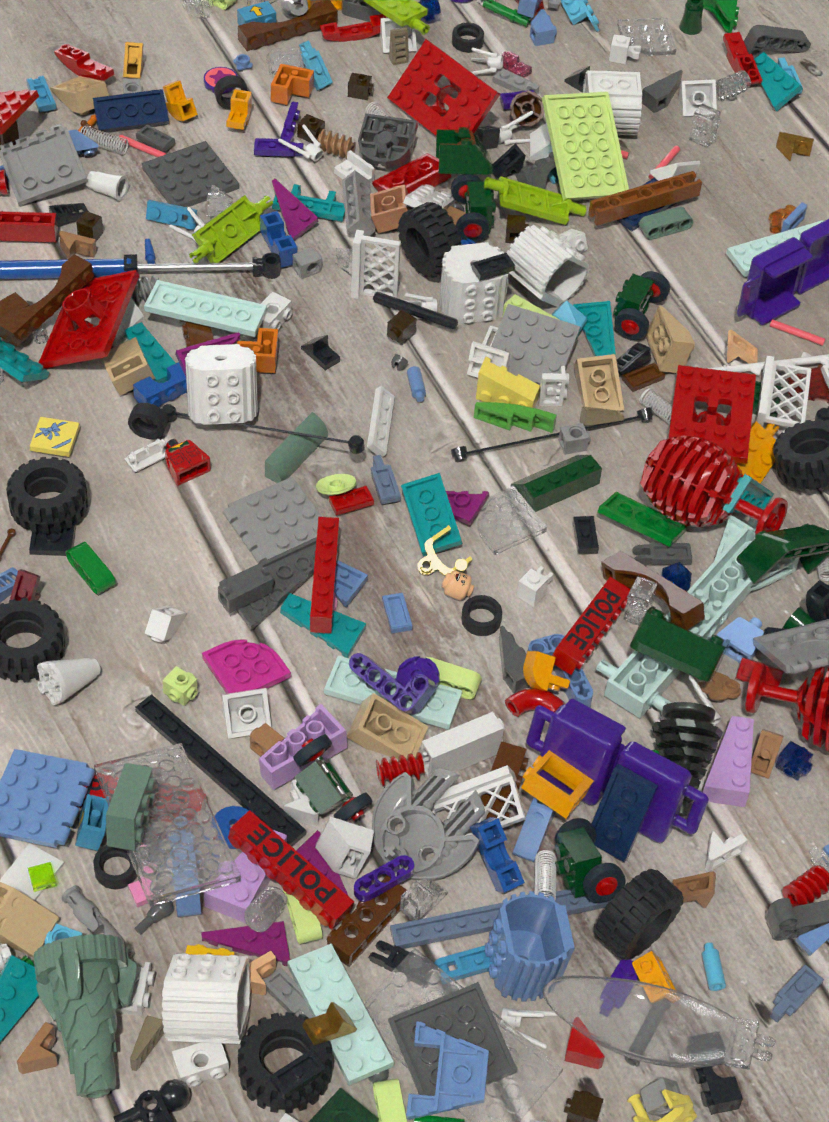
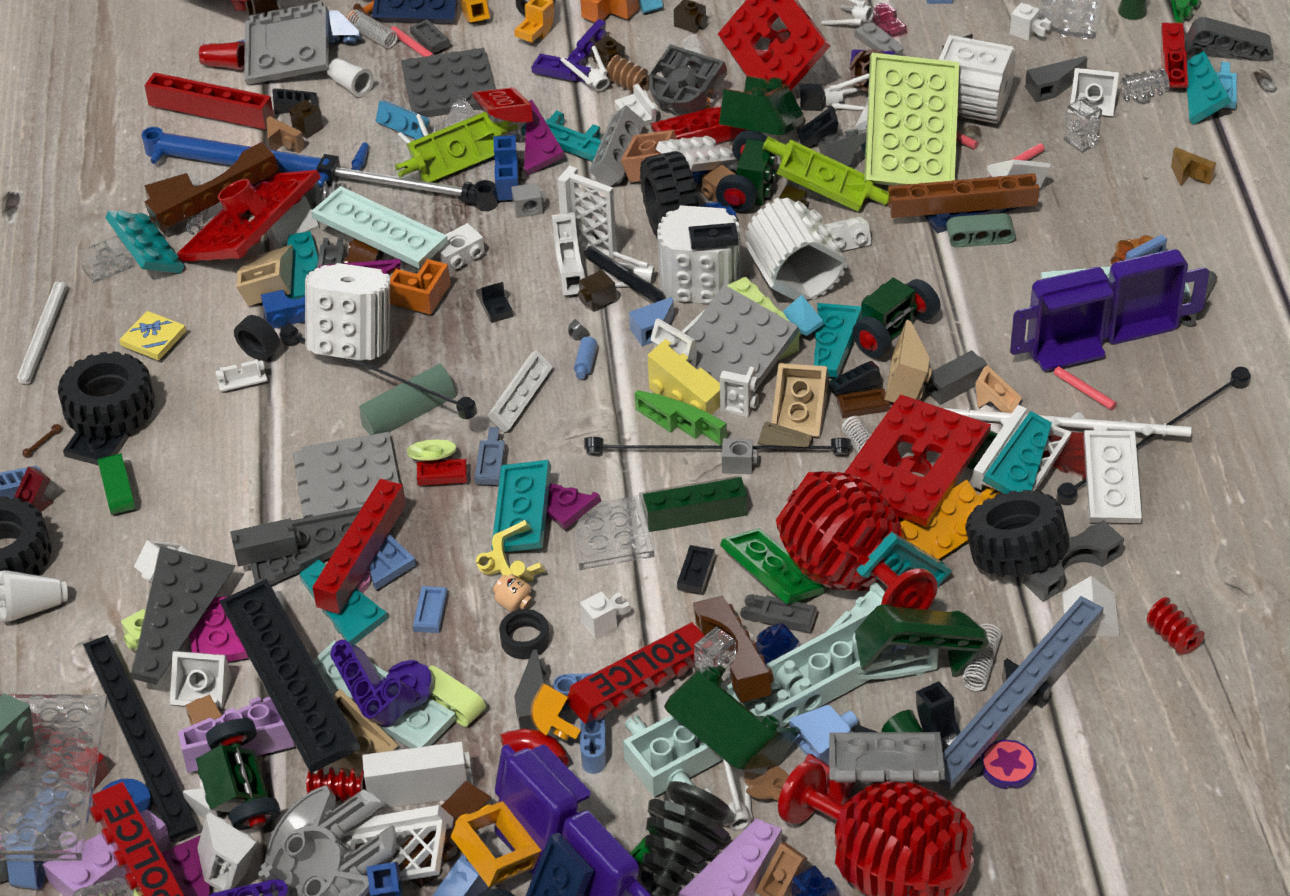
camera: 25 degrees right, 5 degrees down
(170, 340) = (331, 253): none -> dark grey hinge
(185, 461) = (278, 390): red torso -> none
(202, 656) = (176, 602): none -> dark grey wing
(257, 185) = (505, 104): none -> red slope
(328, 692) = (289, 676): none -> black plate
(364, 303) = (567, 252): none -> white arch
(454, 344) = (643, 319): none -> medium blue slope
(706, 341) = (955, 377): none -> dark grey brick
(787, 399) = (1021, 456): none -> teal wing

